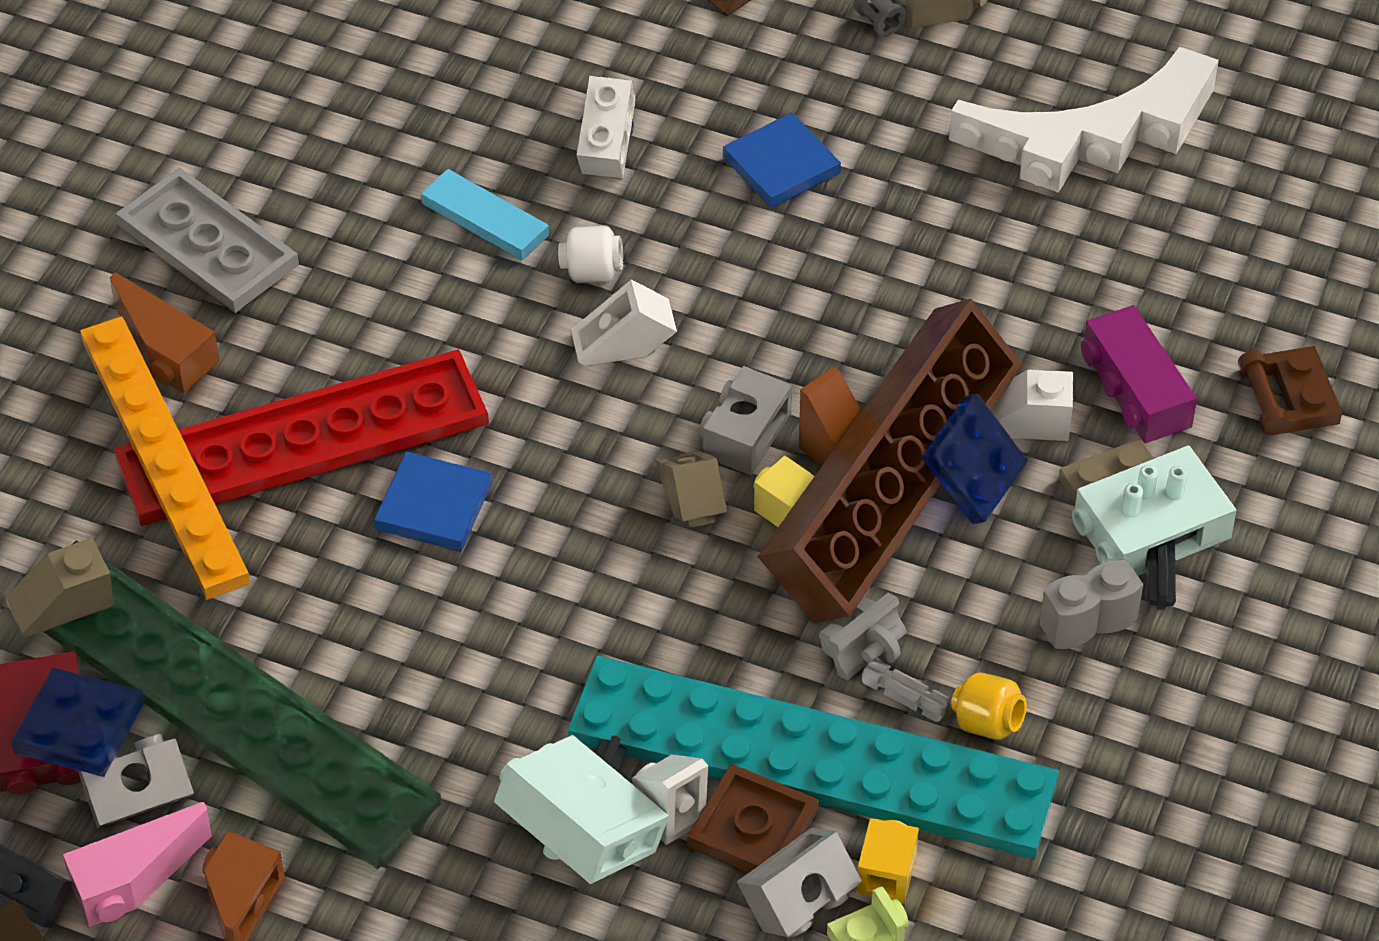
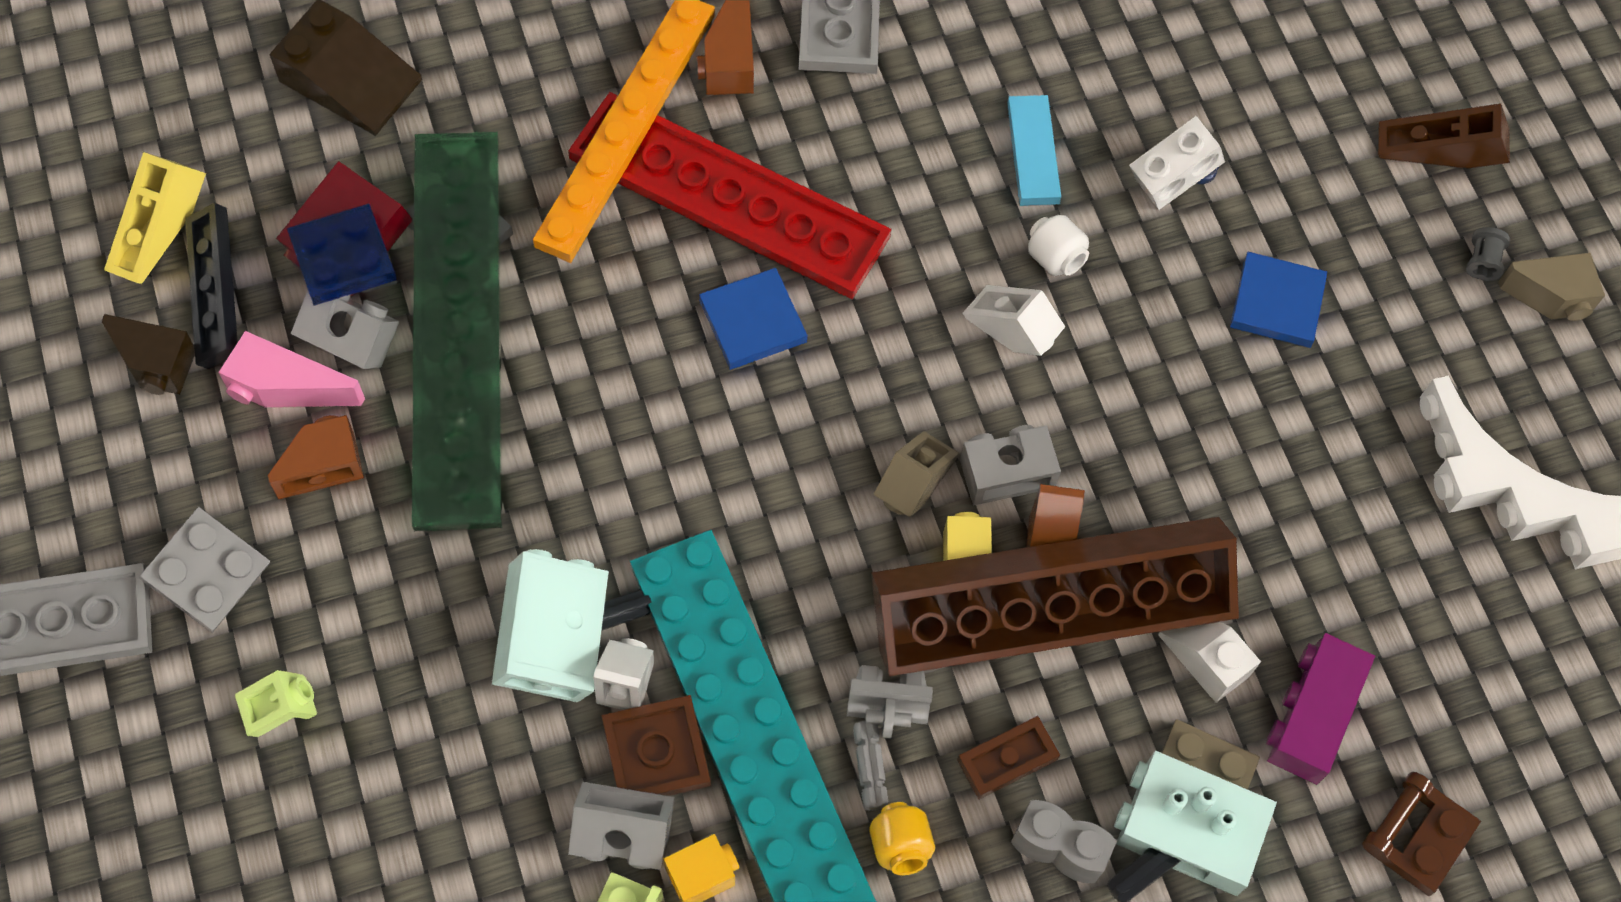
camera: 45 degrees right, 15 degrees up
(61, 589) = (440, 157): dark tan slope -> none
(974, 458) = (1116, 652): clear blue plate -> none
(988, 594) = (1008, 757): none -> reddish brown plate

